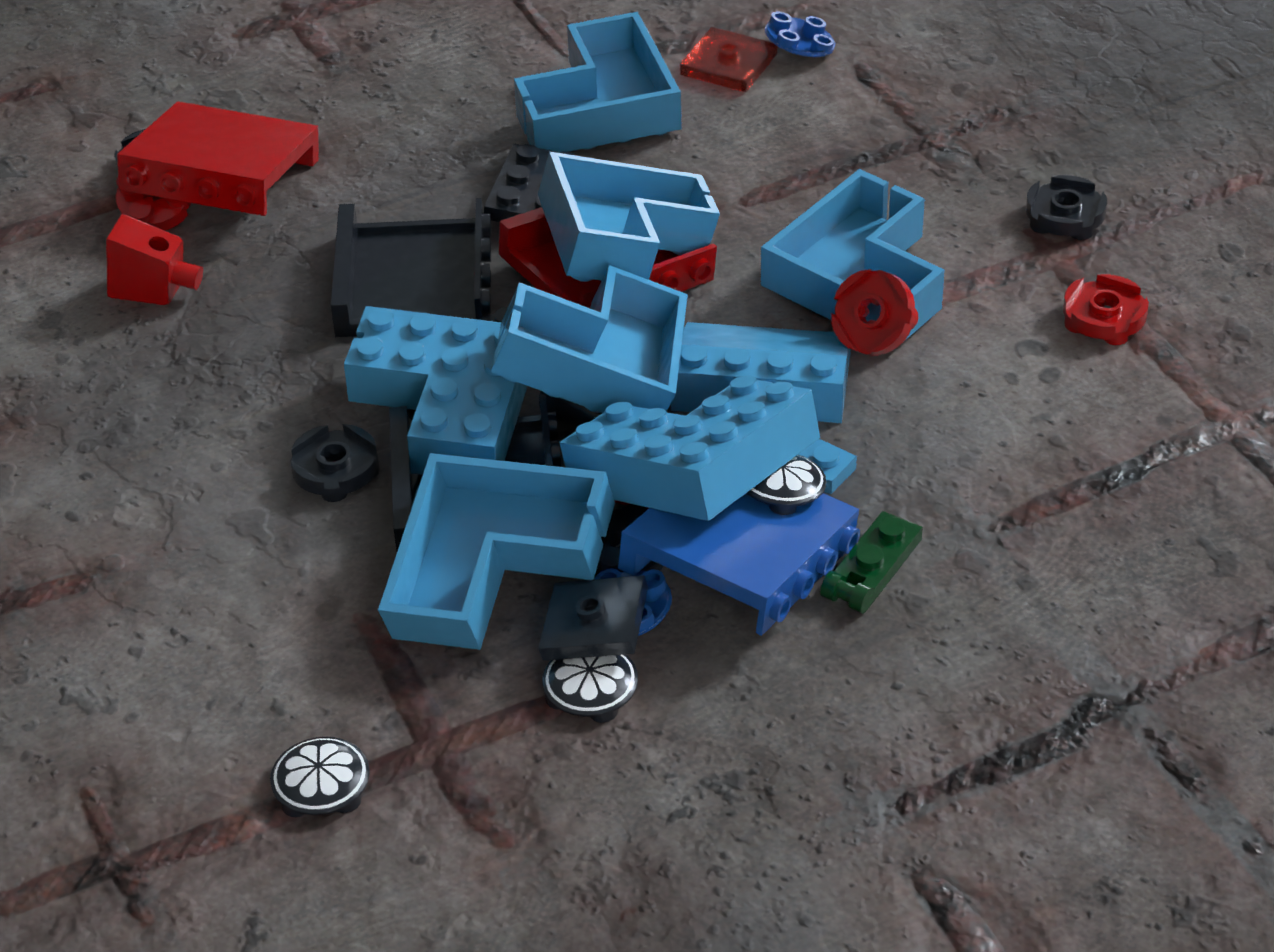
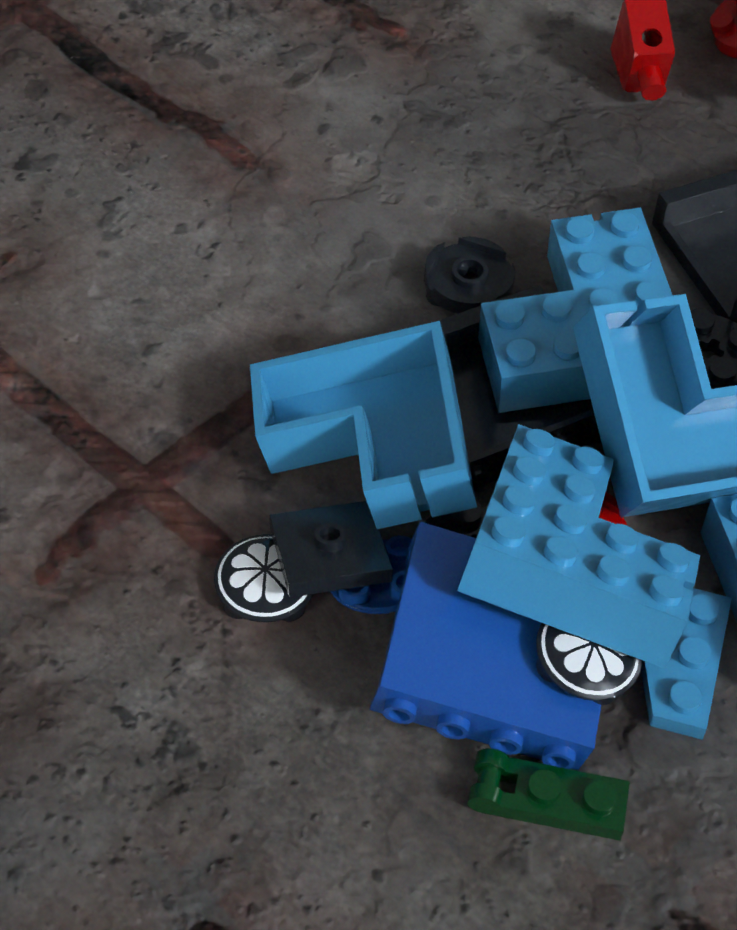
camera: 65 degrees right, 10 degrees up
(320, 777) = (69, 406): dish -> none

